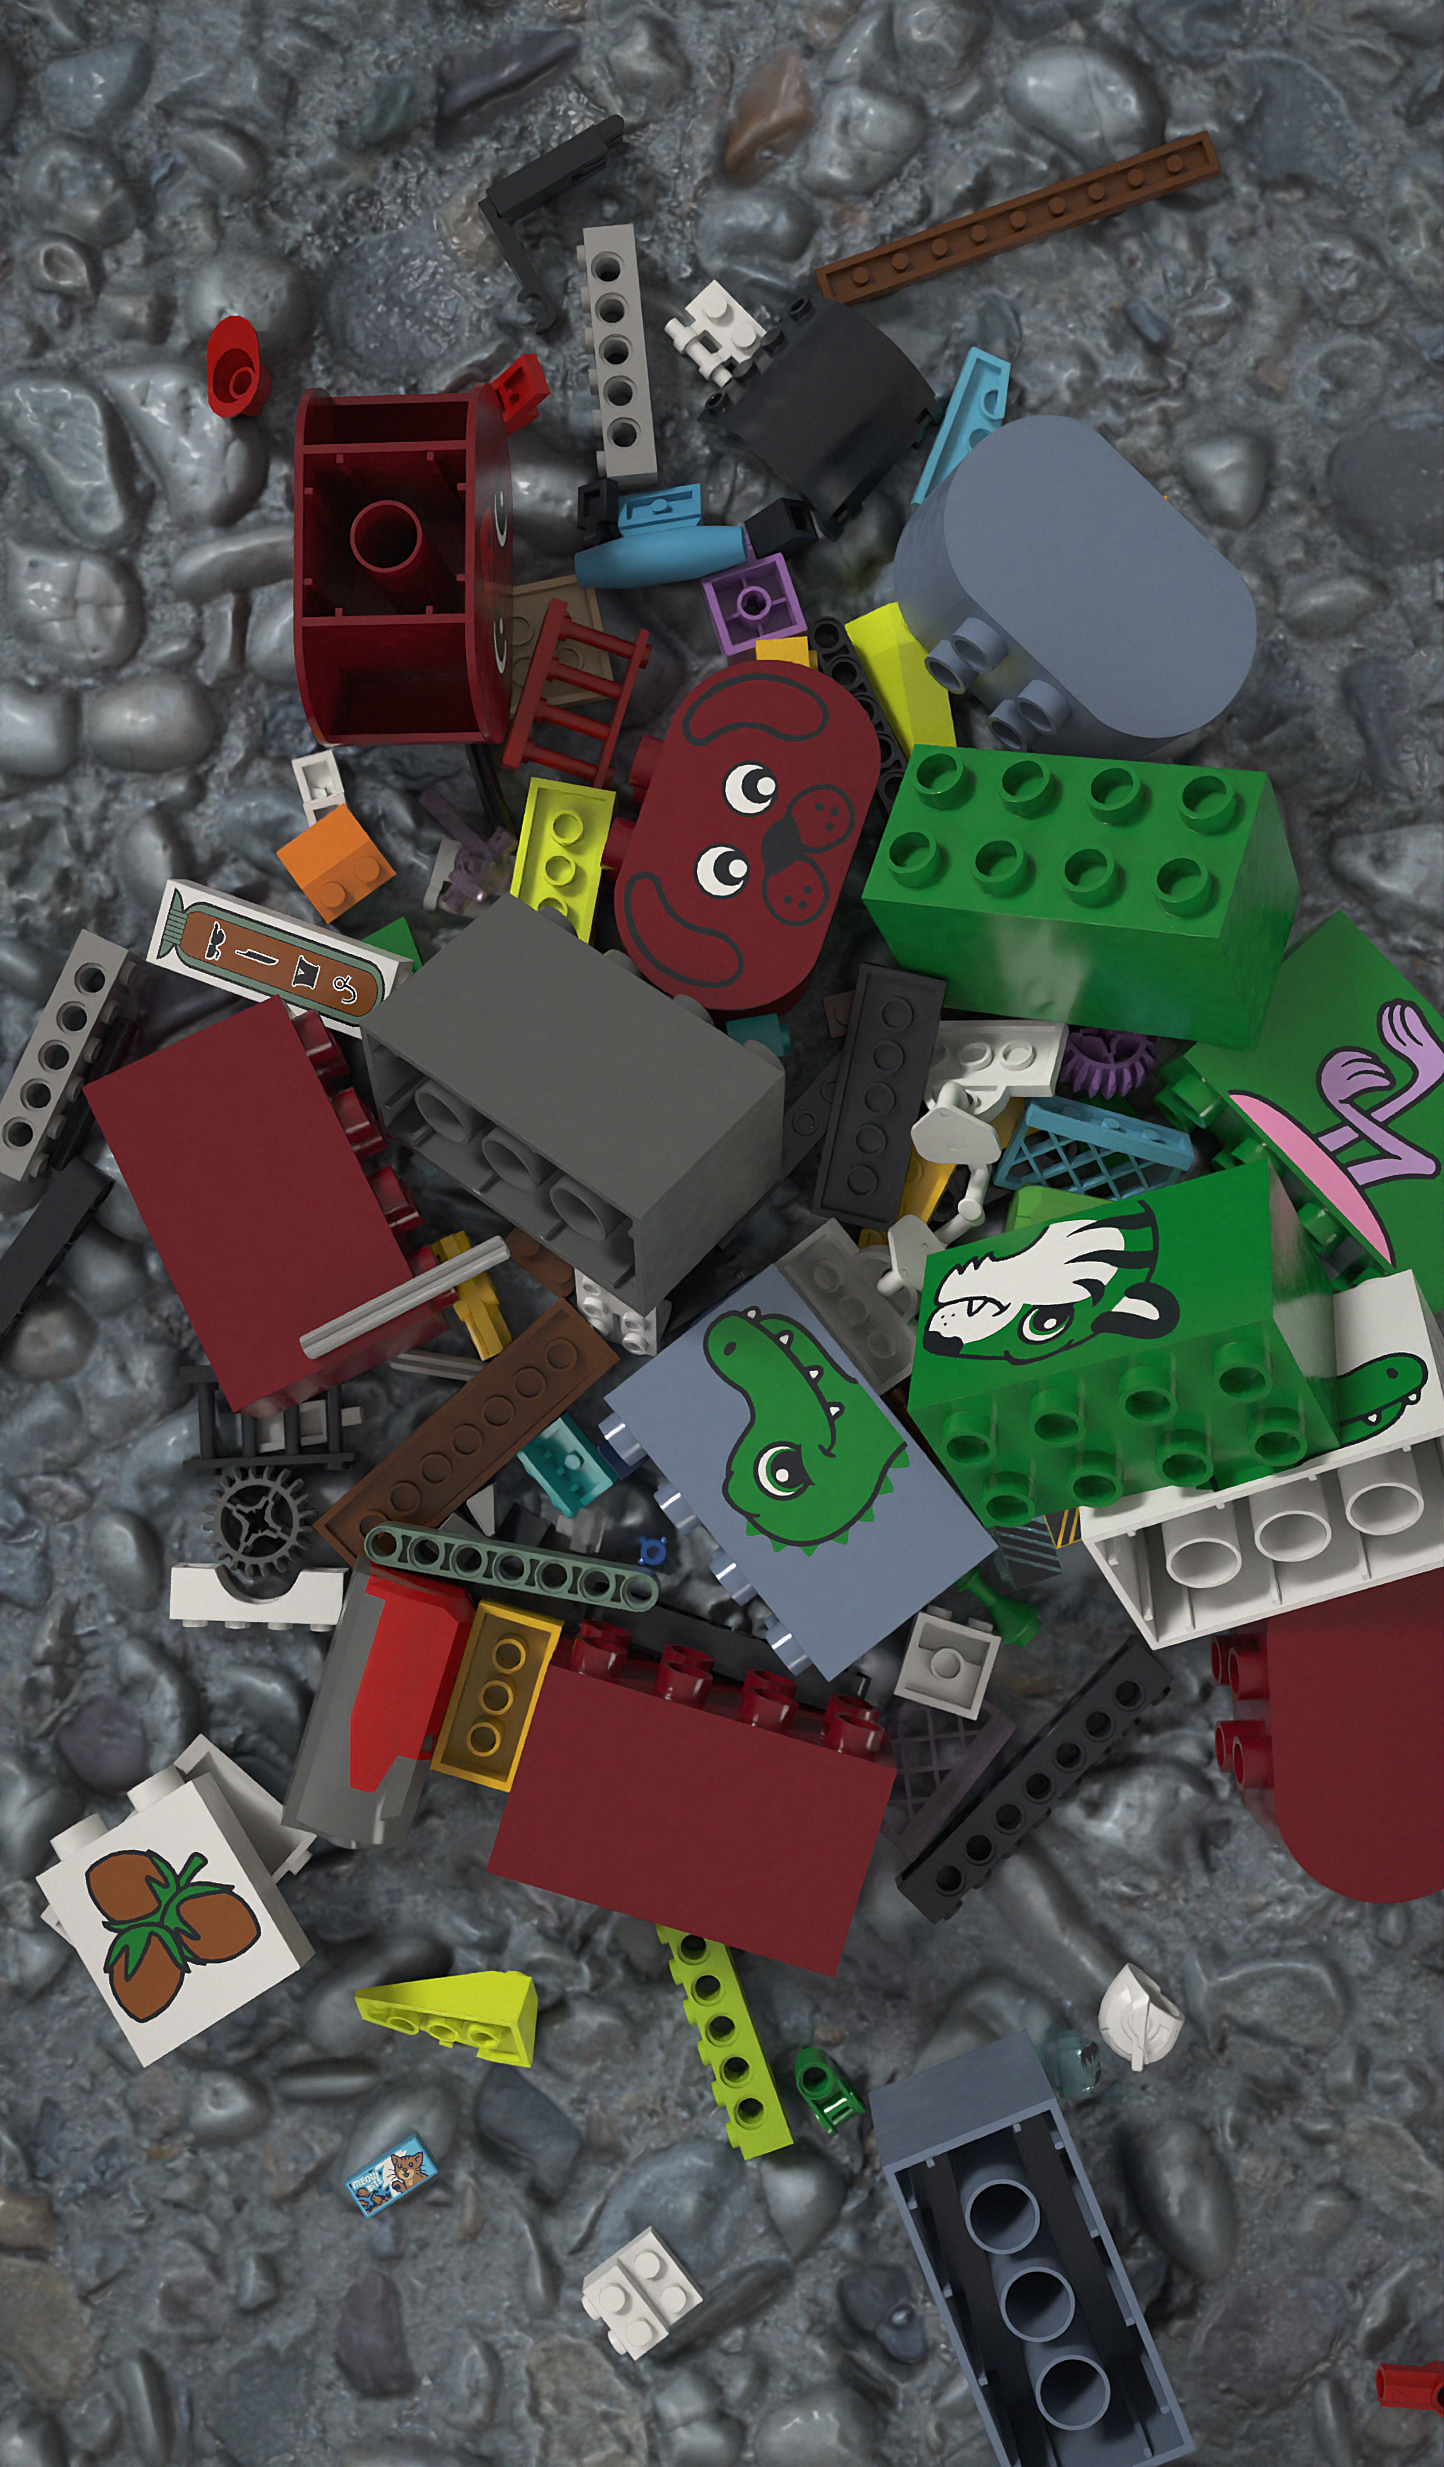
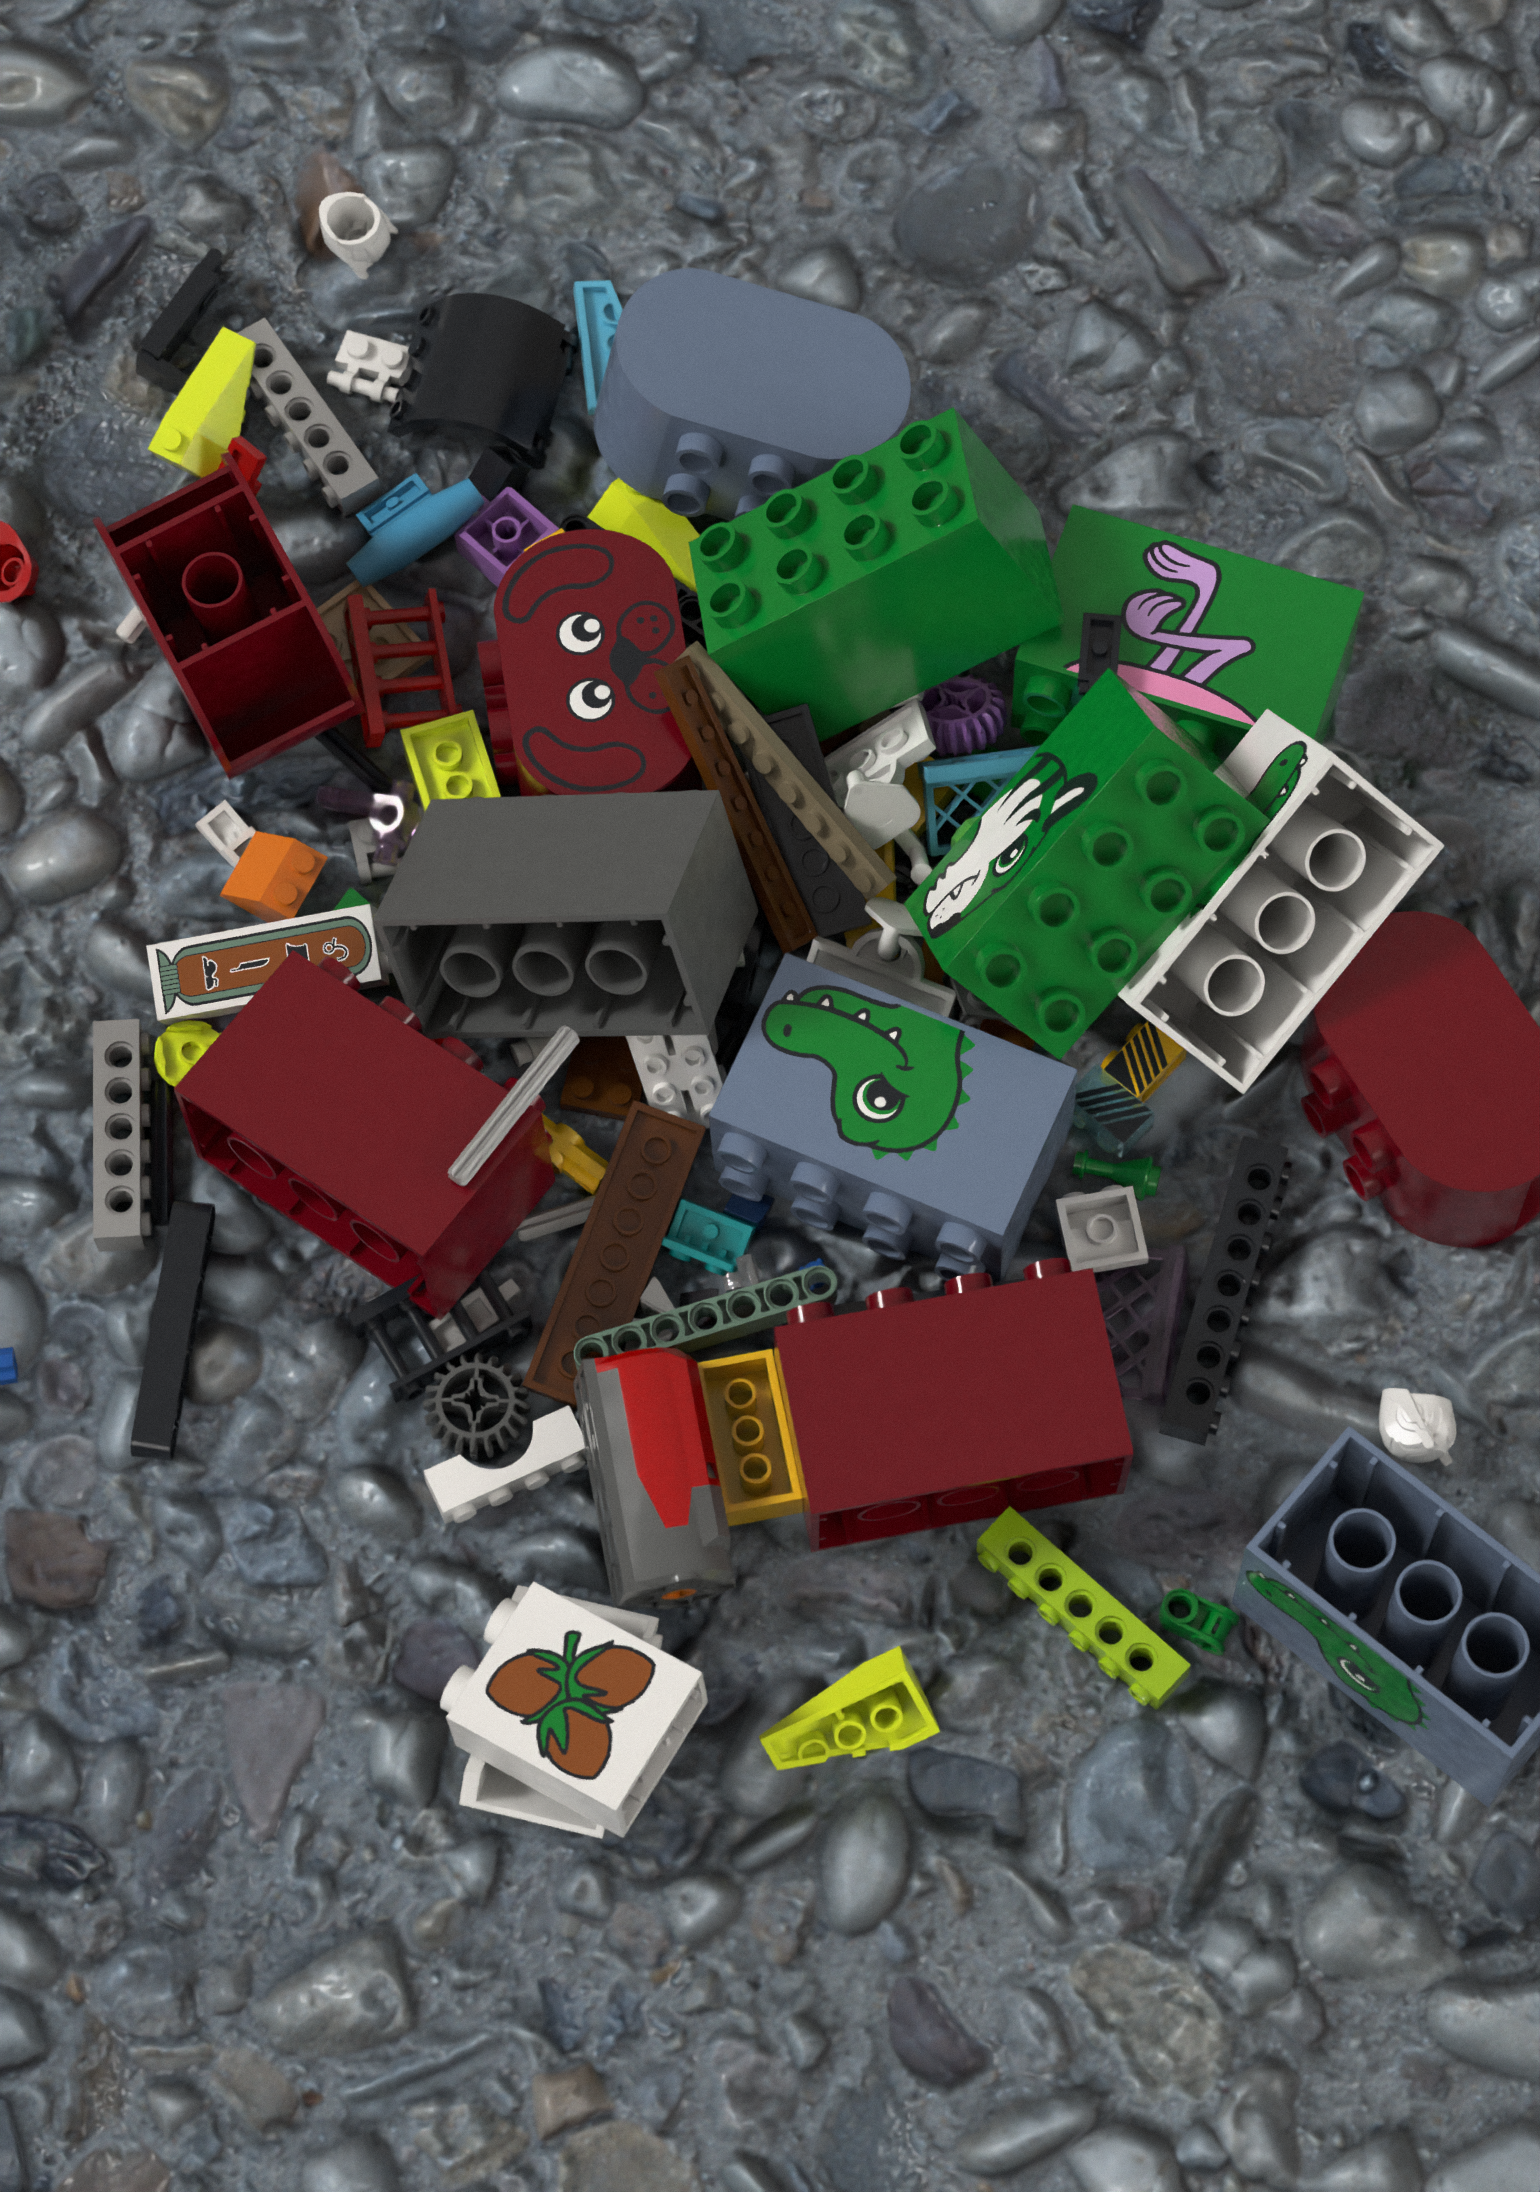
camera: 25 degrees left, 20 degrees down
(166, 1008) = (181, 1048): none -> neon yellow tile
(392, 2175) = (871, 1883): tile -> none
(524, 300) = (208, 407): none -> neon yellow wedge
(597, 511) = (343, 529): black plate -> none
(640, 2293) = (1136, 1869): white plate -> none
(776, 168) = (355, 229): none -> white helmet
(813, 1054) = (723, 773): none -> reddish brown plate
(879, 1044) = (790, 778): none -> dark tan plate
(1019, 221) = (562, 182): reddish brown plate -> none
(1268, 1107) = (1098, 648): none -> black hinge

